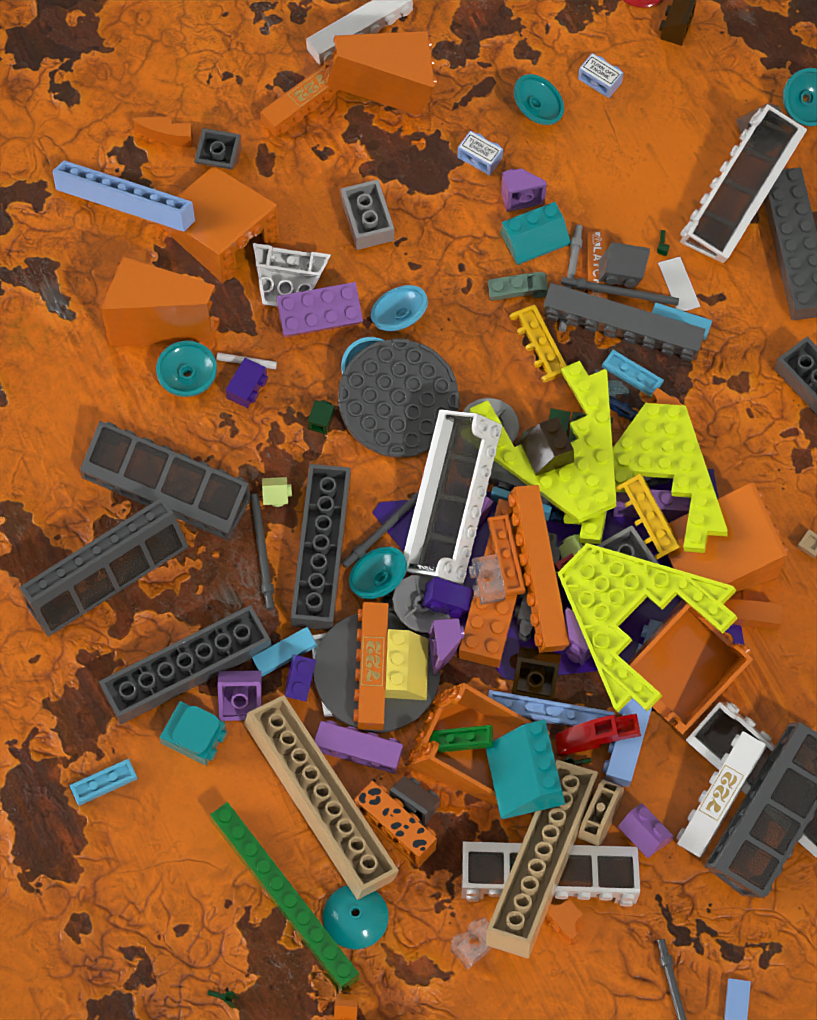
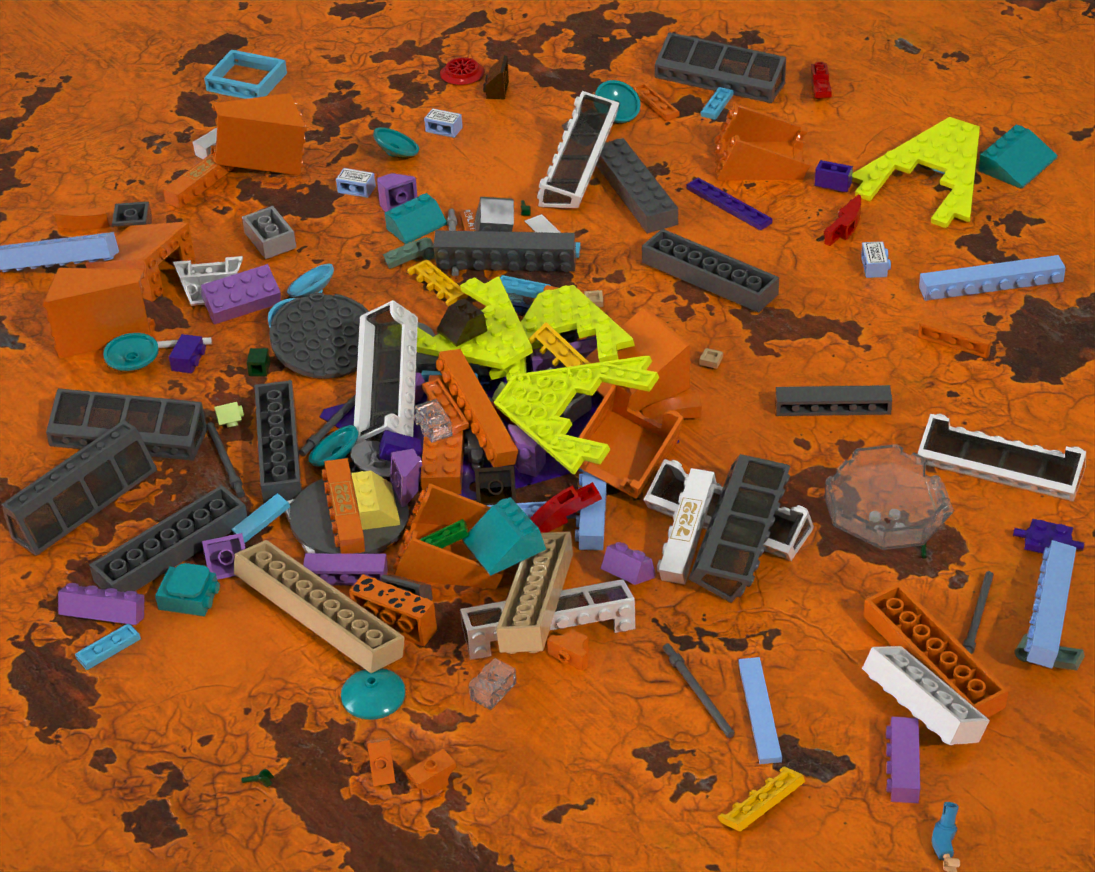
camera: 10 degrees left, 25 degrees down
(104, 731) = (101, 604): none -> medium lavender brick
(285, 897) = (300, 687): green brick -> none
(299, 677) = (279, 526): dark purple brick -> none
(601, 813) = (582, 561): tan brick -> none
(706, 416) = (595, 296): none -> tan plate

